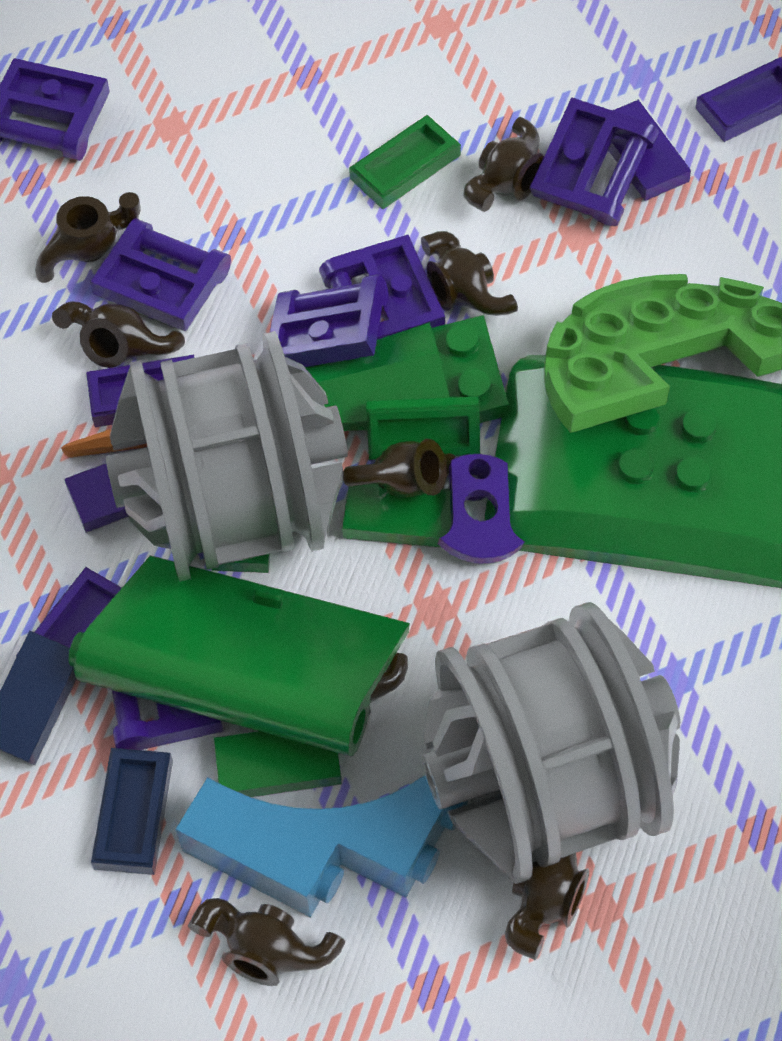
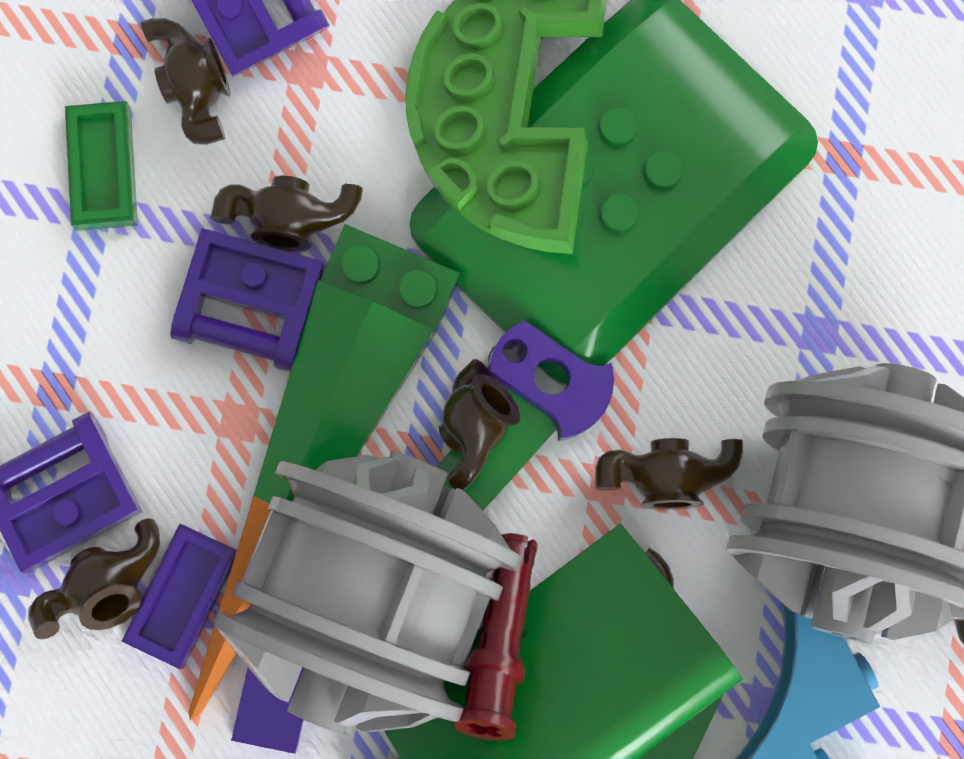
camera: 60 degrees left, 20 degrees up
(236, 583) = (496, 663): none -> dark red pin
(330, 322) = (265, 387): dark purple plate -> none
(447, 421) = (428, 367): green tile -> none
(465, 620) = (668, 474): none -> dark brown piece

